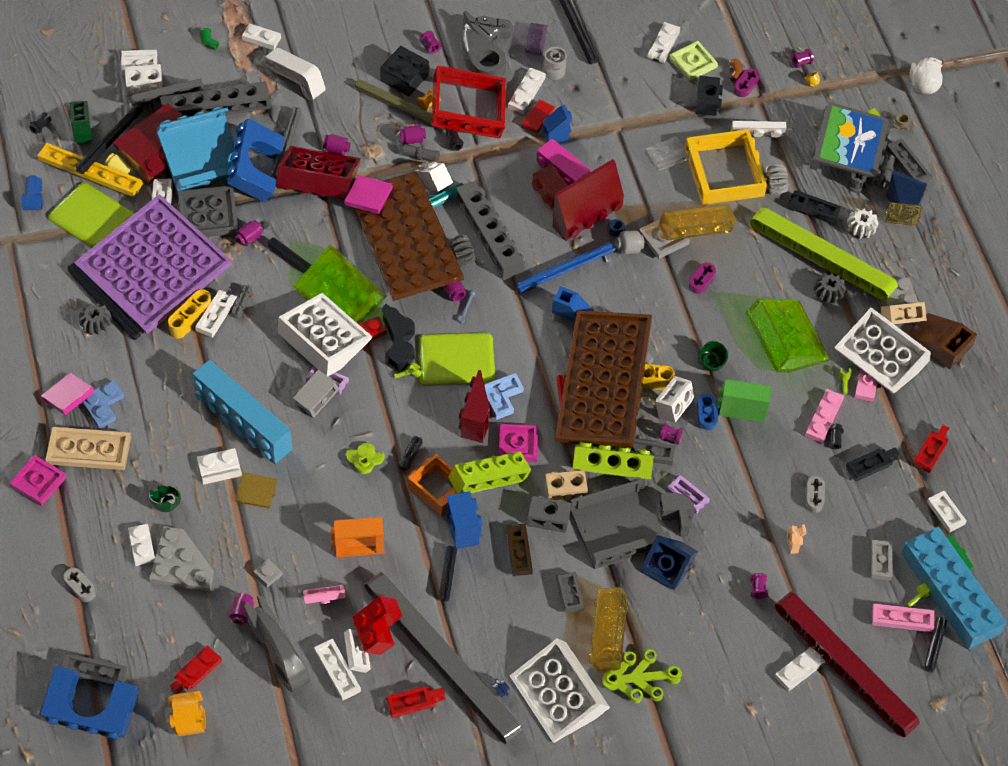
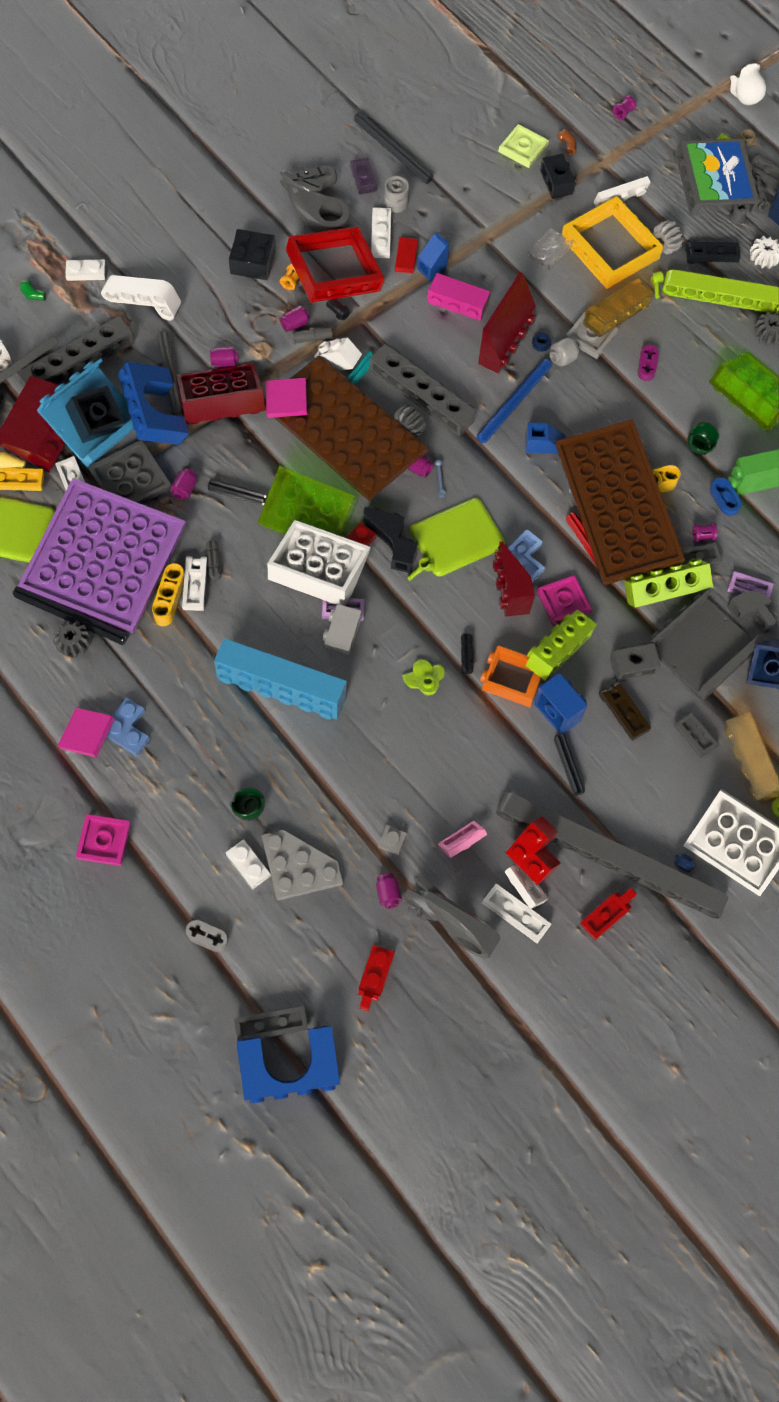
camera: 25 degrees left, 10 degrees up
(88, 448) = (138, 783): tan plate -> none
(188, 713) = (397, 1030): light orange brick -> none
(201, 150) = (94, 414): none -> black brick
(219, 466) = (283, 746): white plate -> none
(256, 490) = (333, 756): clear yellow piece -> none
(357, 537) = (468, 765): orange window -> none
(394, 101) = (258, 290): olive axle -> none
(430, 42) = (261, 215): magenta bush -> none
(547, 183) = (459, 322): clear red brick -> none
(564, 480) = (639, 630): tan brick -> none
(664, 42) = (486, 137): white plate -> none
(674, 399) = (692, 496): white brick -> none
(743, 81) = (588, 151): magenta beam -> none
(750, 211) = (657, 278): none -> lime hand
(813, 78) = (644, 124): yellow hinge -> none

